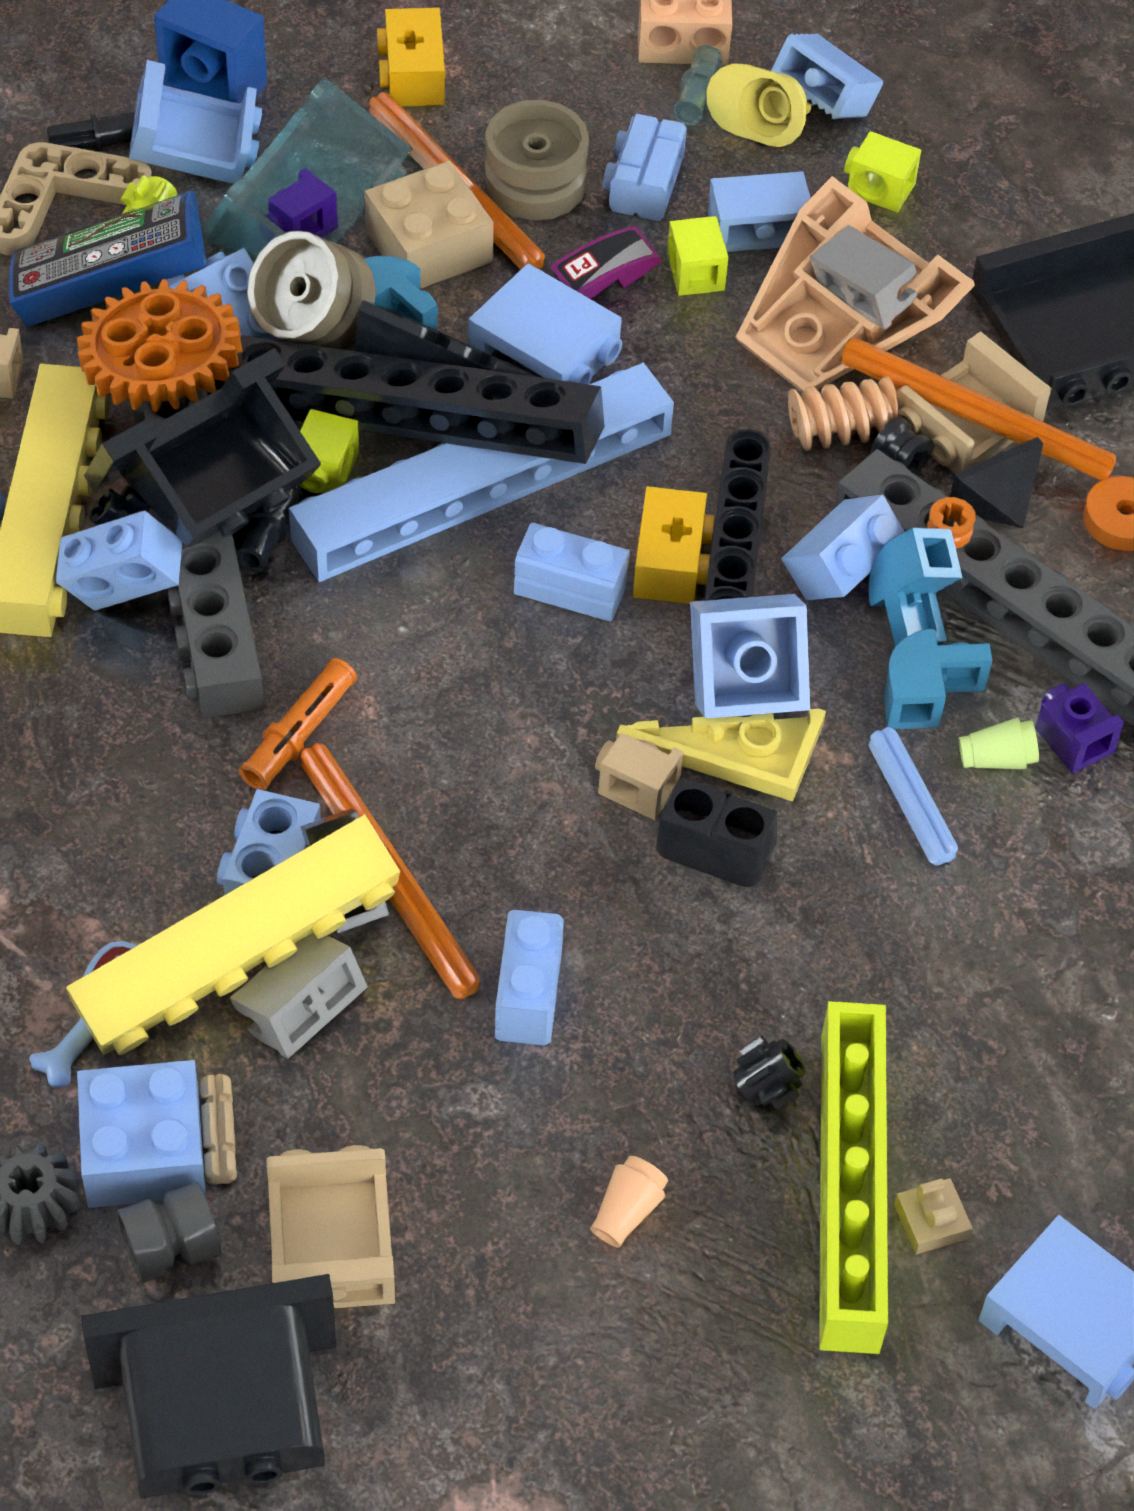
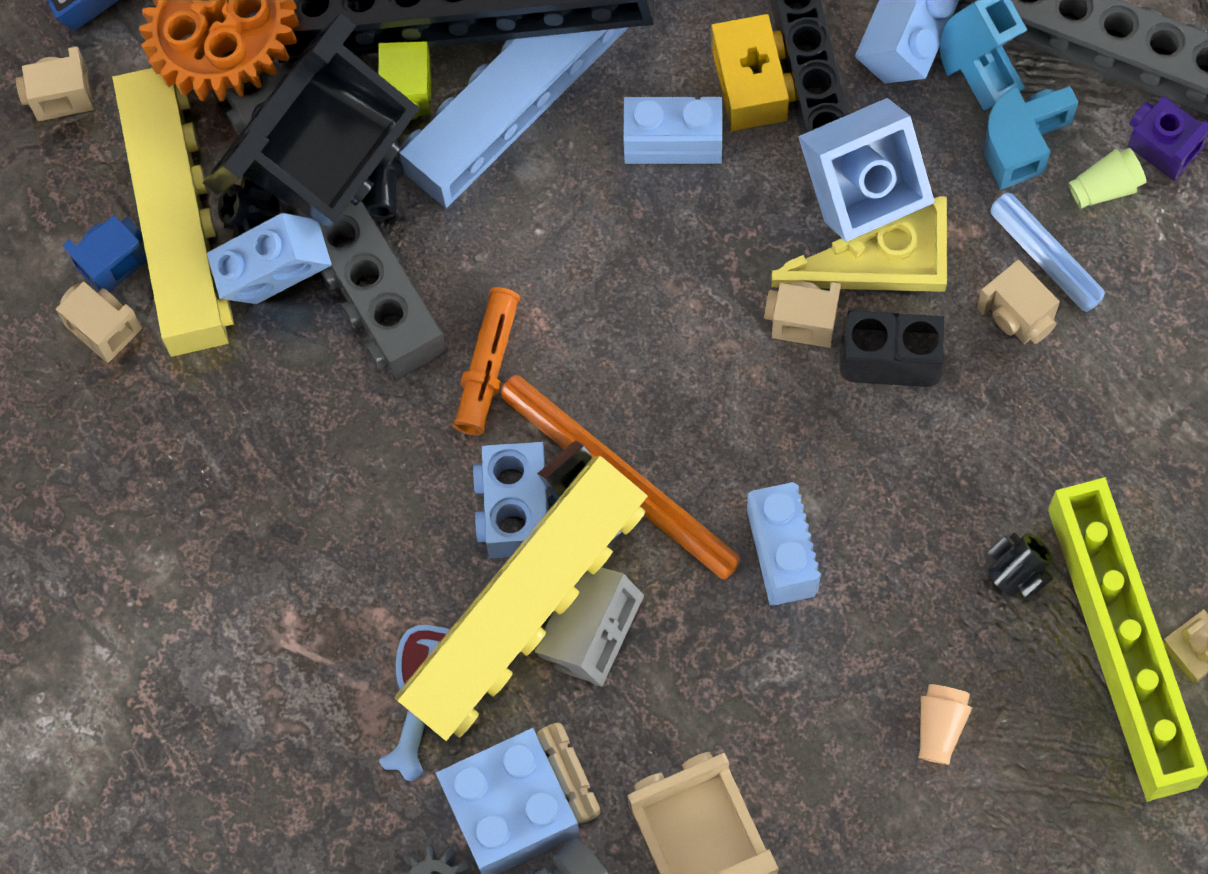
camera: 10 degrees left, 15 degrees up
(863, 830) = (1020, 304): none -> tan brick

